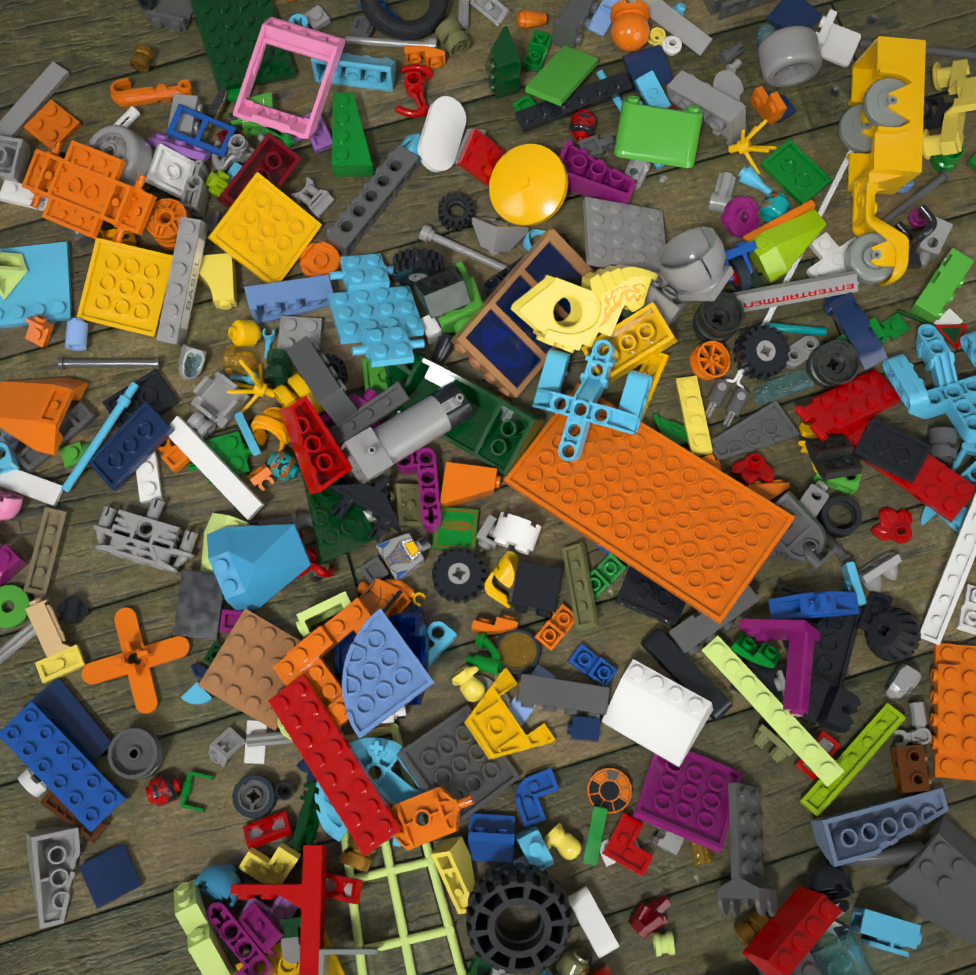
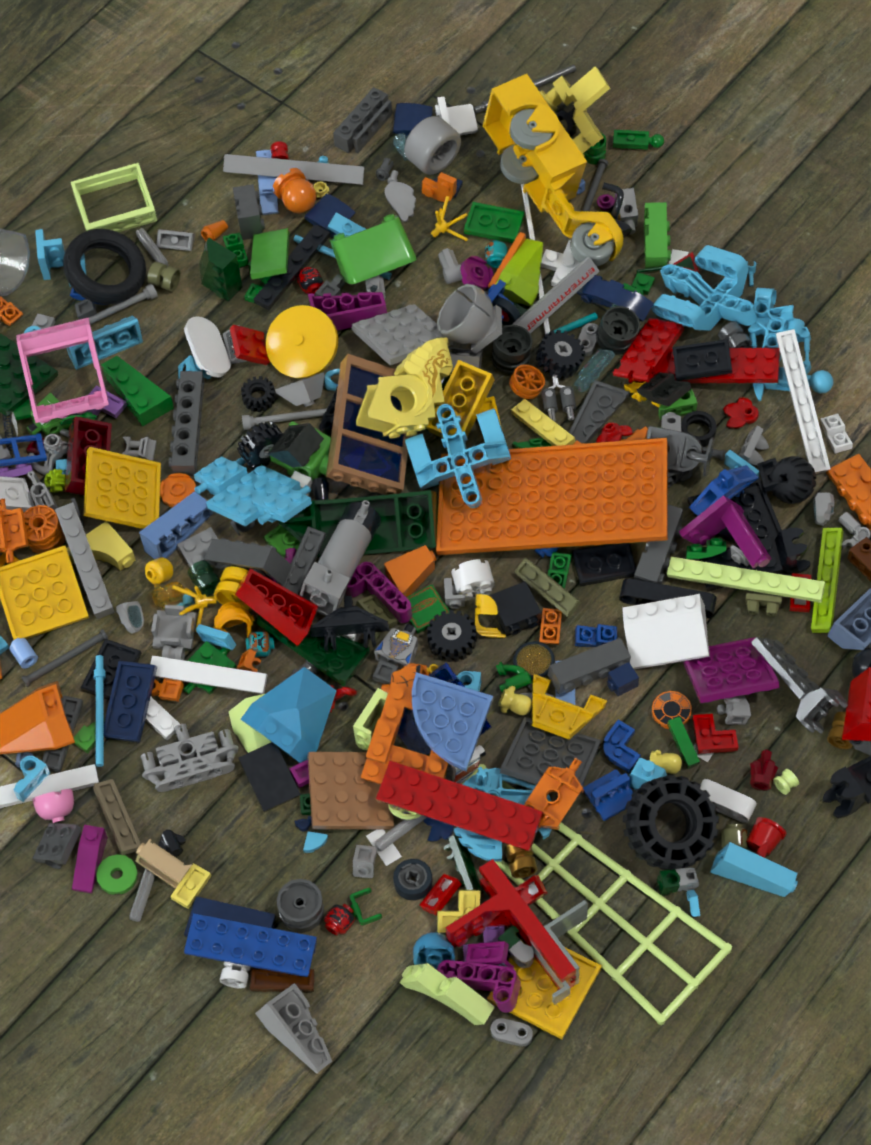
camera: 30 degrees left, 15 degrees down
(110, 876) = (344, 1004): dark blue slope -> none
(139, 675) = (258, 855): orange piece -> none
(268, 340) = (179, 567): medium azure hand -> none
(279, 790) = (433, 855): black hose -> none
(414, 89) = (160, 329): red piece -> none
(432, 56) = (155, 299): orange slope -> none
(456, 870) = (603, 831): light yellow slope -> none
(501, 625) = (508, 650): orange slope -> none
(671, 50) = (336, 189): white plate -> none
(700, 854) = (766, 706): clear yellow bush -> none
(720, 111) = (412, 211): light grey wedge -> none
(749, 177) = (463, 245): medium azure cone -> none

